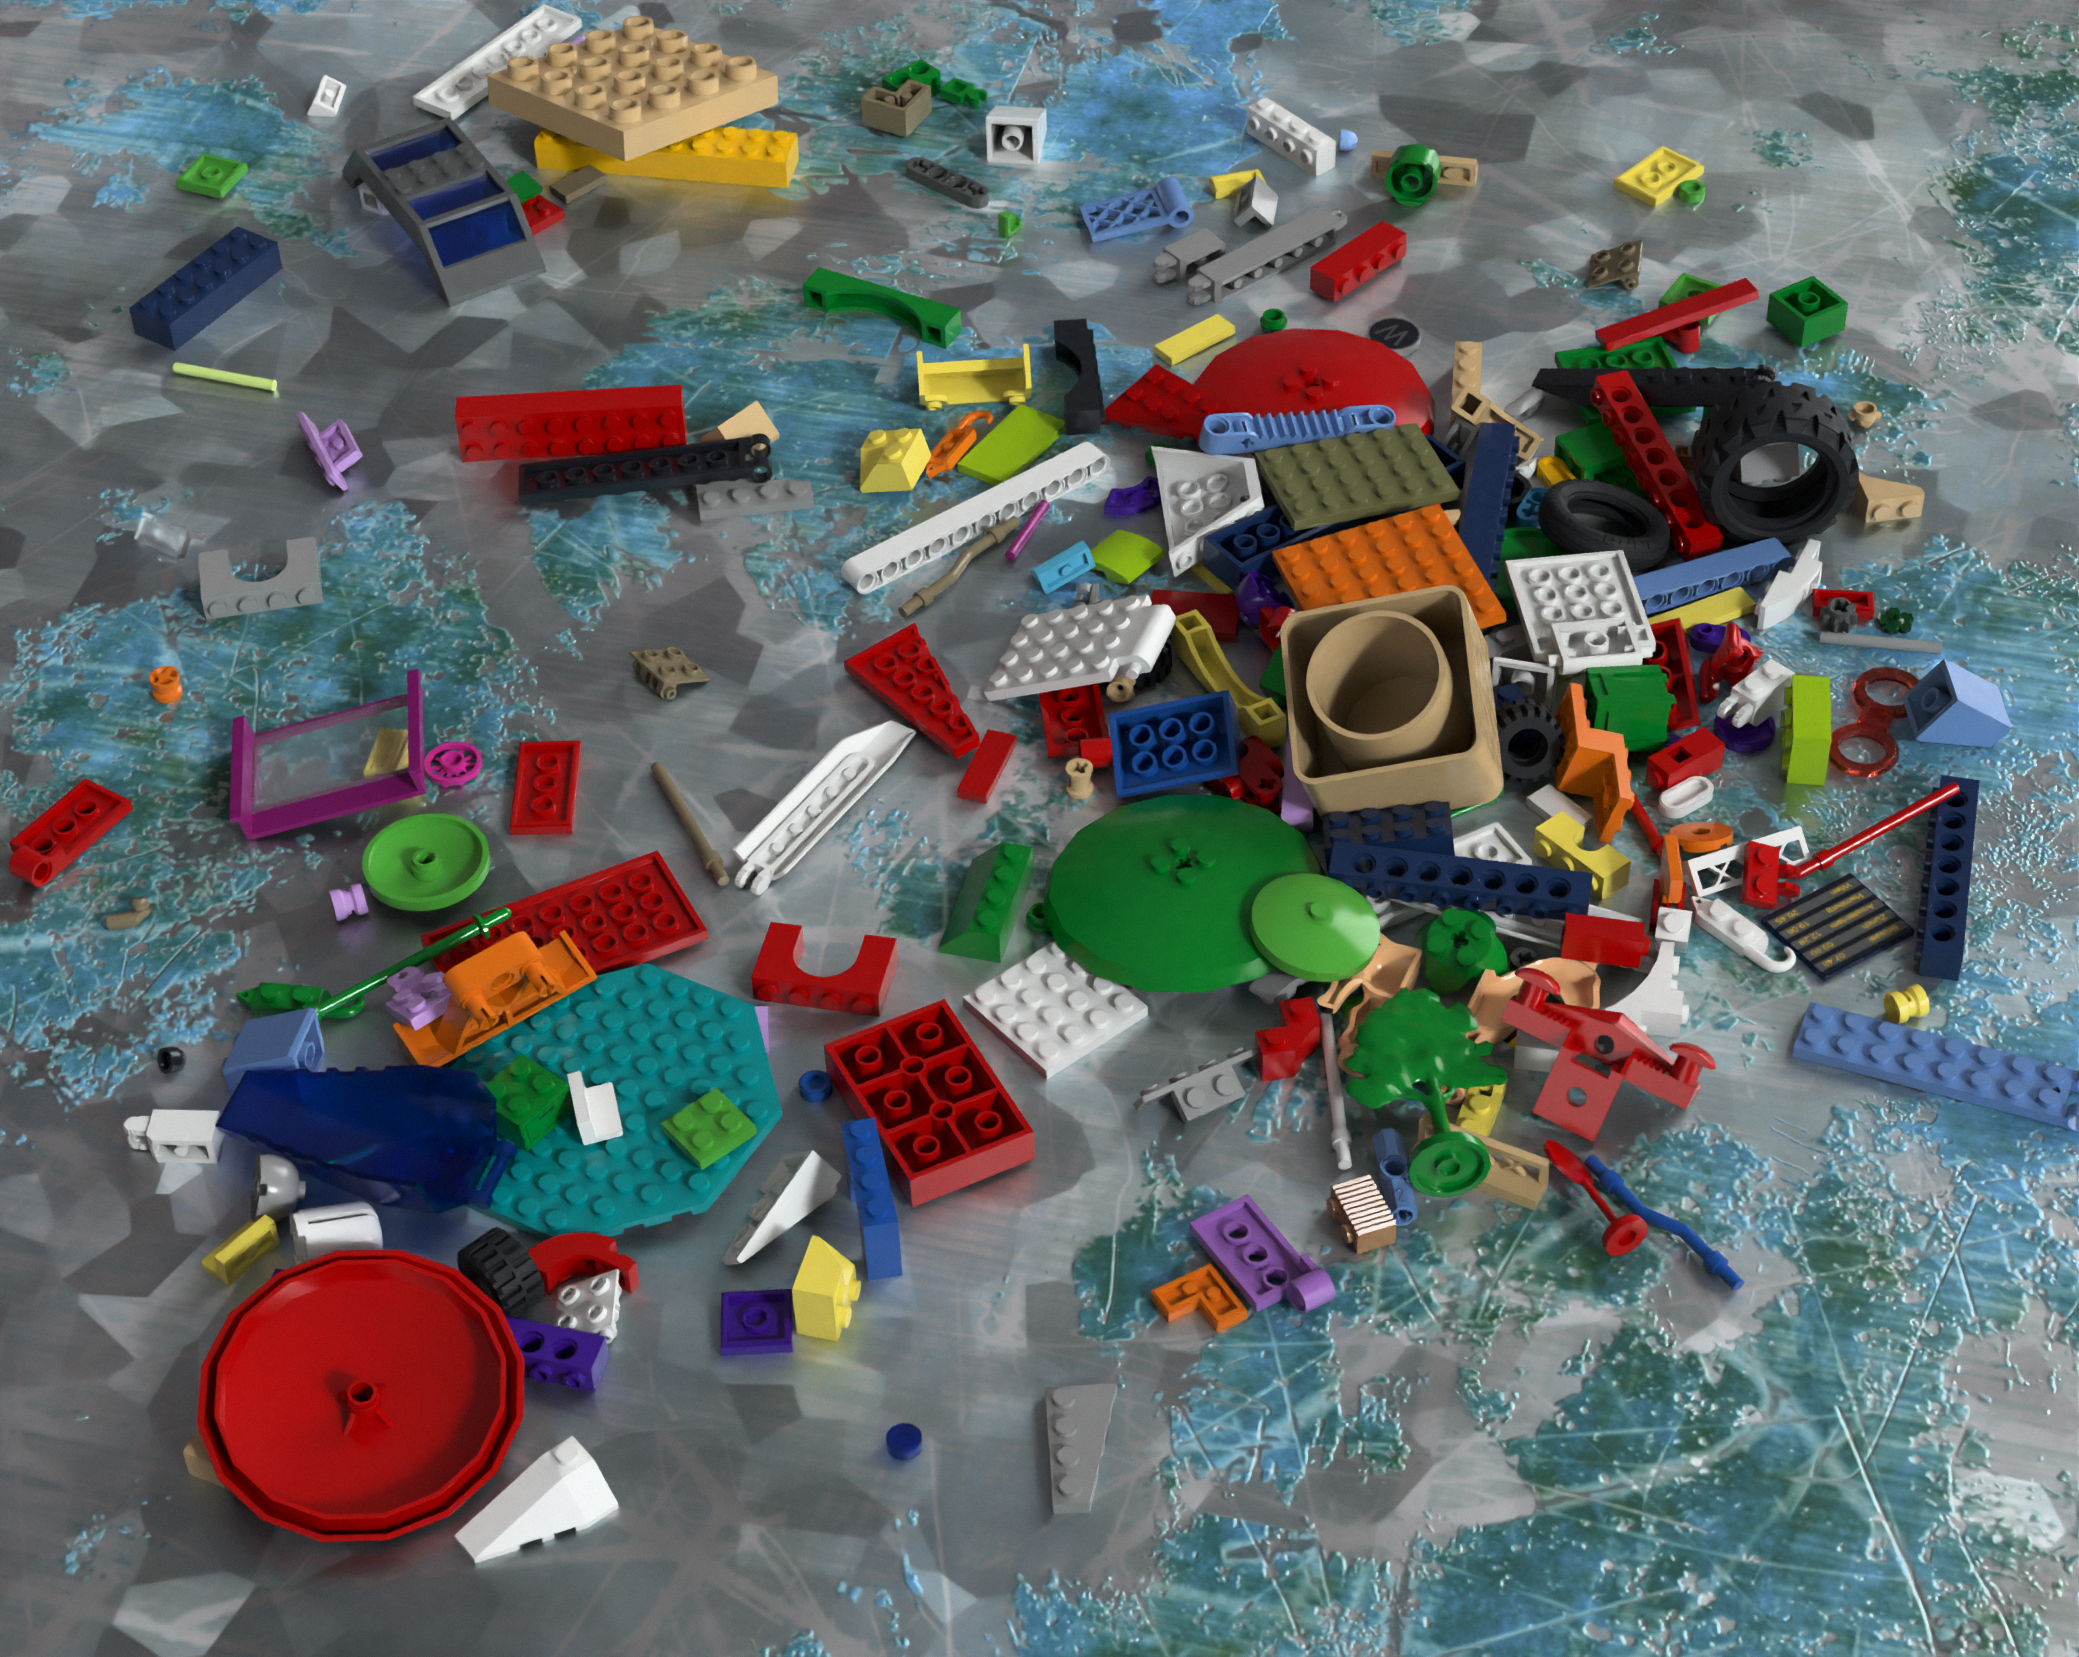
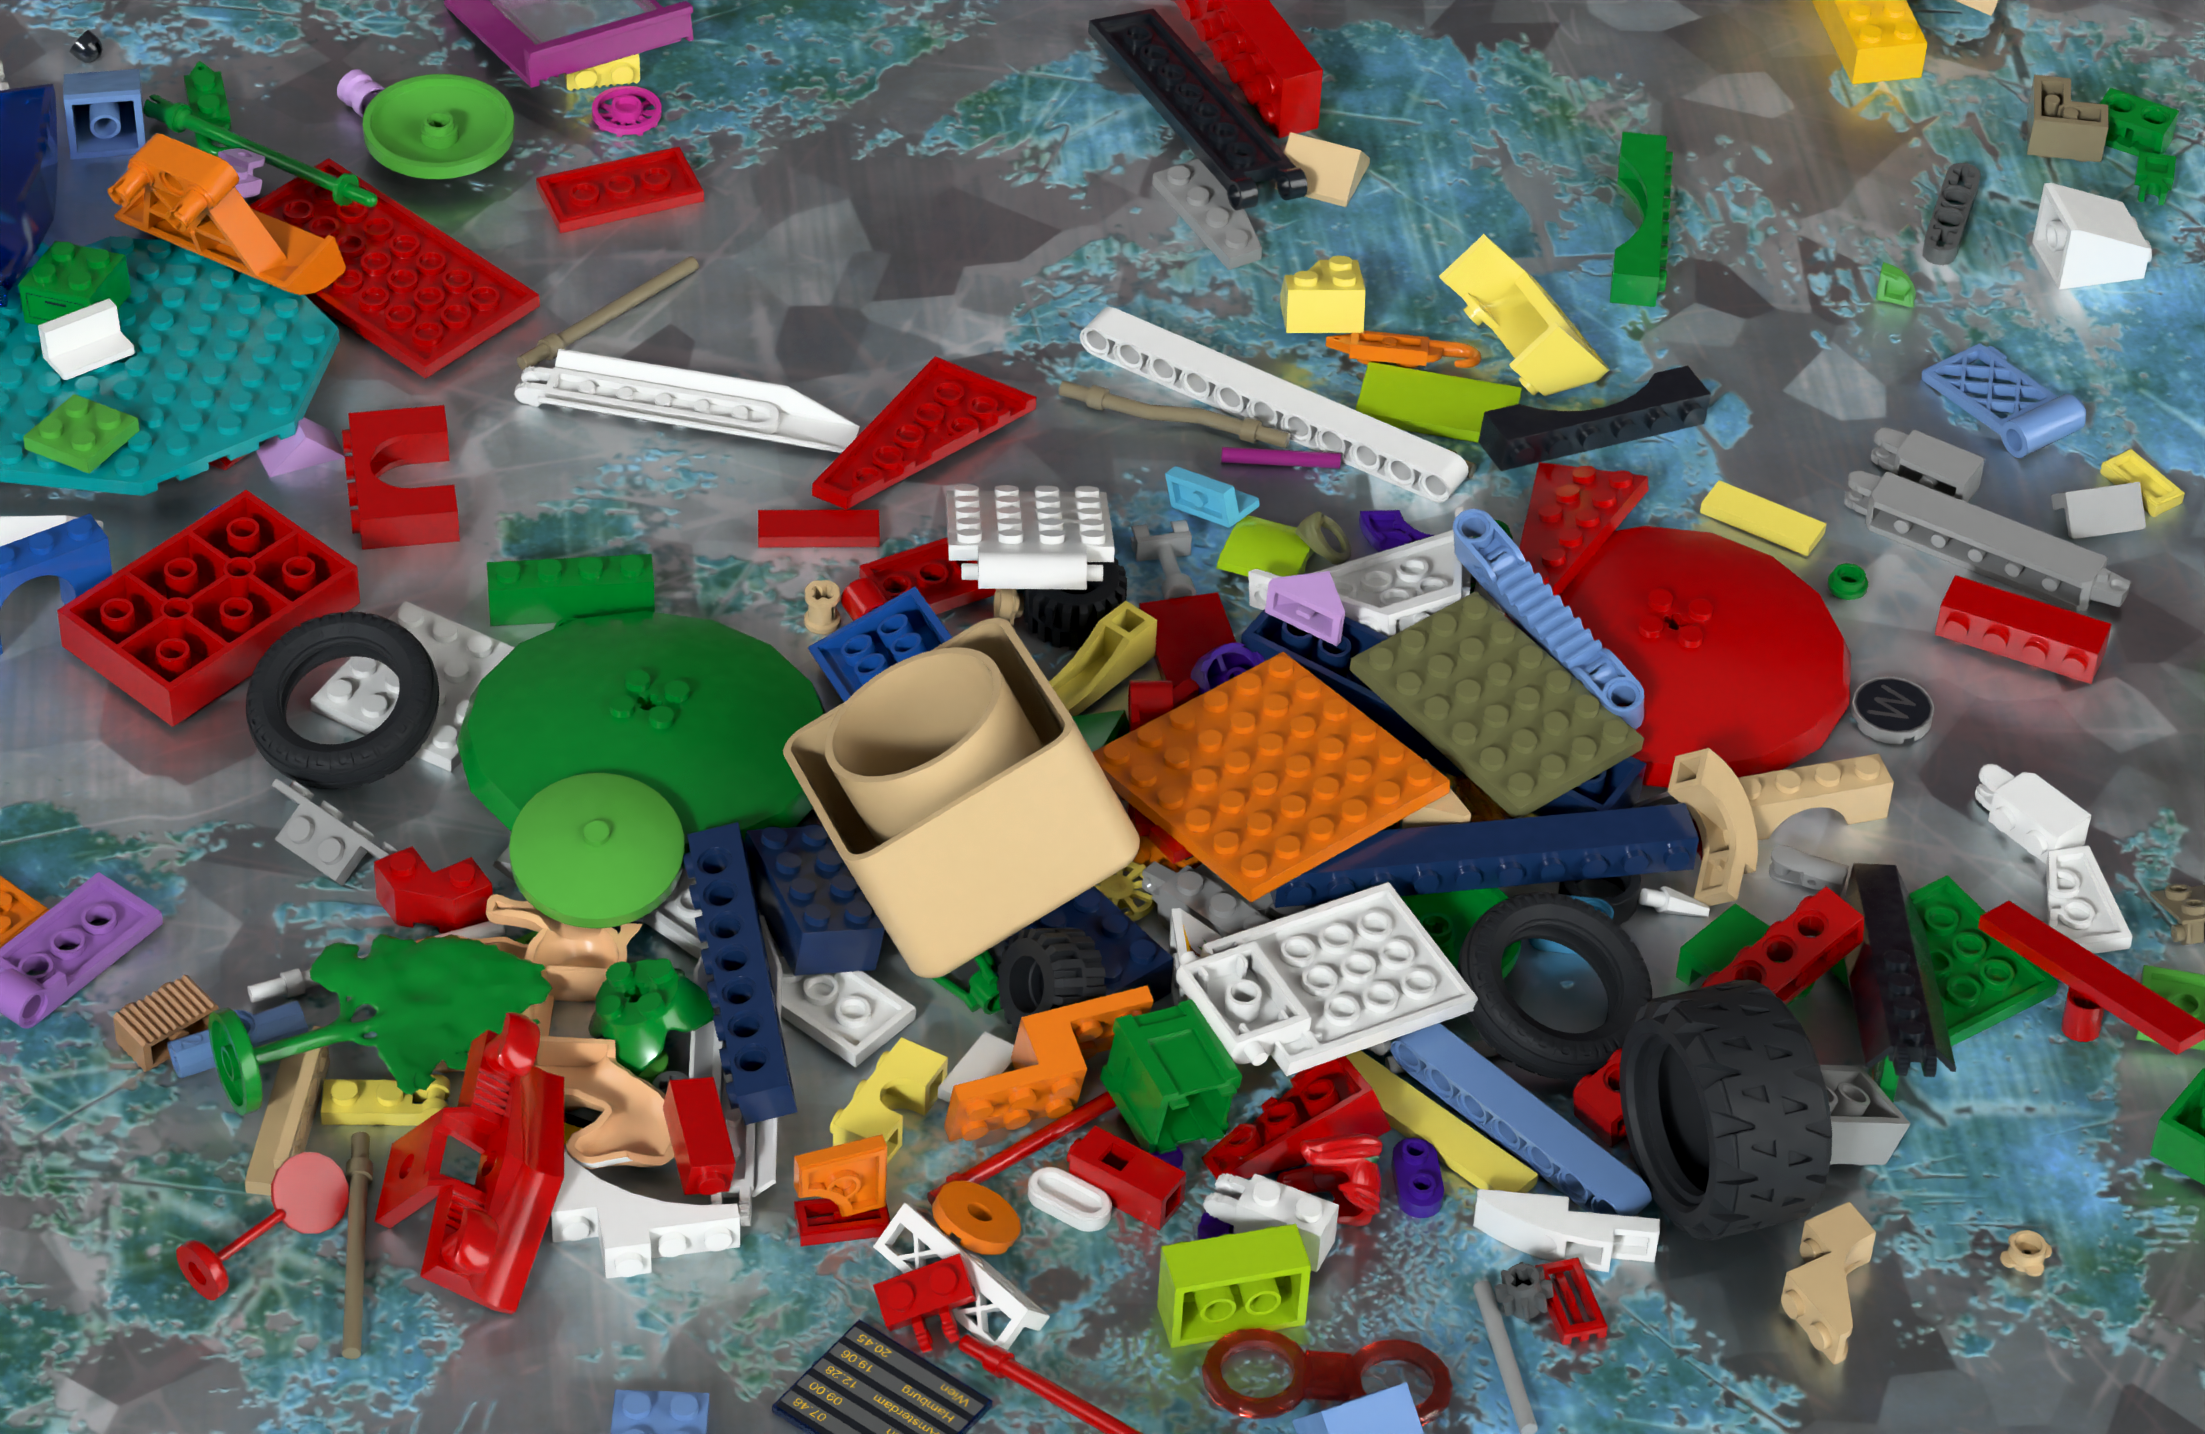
camera: 65 degrees right, 0 degrees up
(665, 669) = (857, 223): dark tan hinge -> none
(1070, 1091) = (362, 759): none -> black tyre
(1122, 526) = (1310, 533): none -> olive piece
(1244, 522) = (1308, 604): none -> lavender slope
(1514, 306) = (2031, 811): none -> white hinge
(1552, 471) = (1664, 943): yellow tile -> none
(1591, 310) = (2082, 902): none -> white wing
(1614, 1155) = (358, 1176): none -> dark tan bar
(1673, 926) = (773, 1217): white brick -> none
(1712, 1260) = (204, 1374): blue bar -> none
(1738, 933) = (820, 1301): white plate -> none
(1895, 622) = (1564, 1370): dark green plant -> none

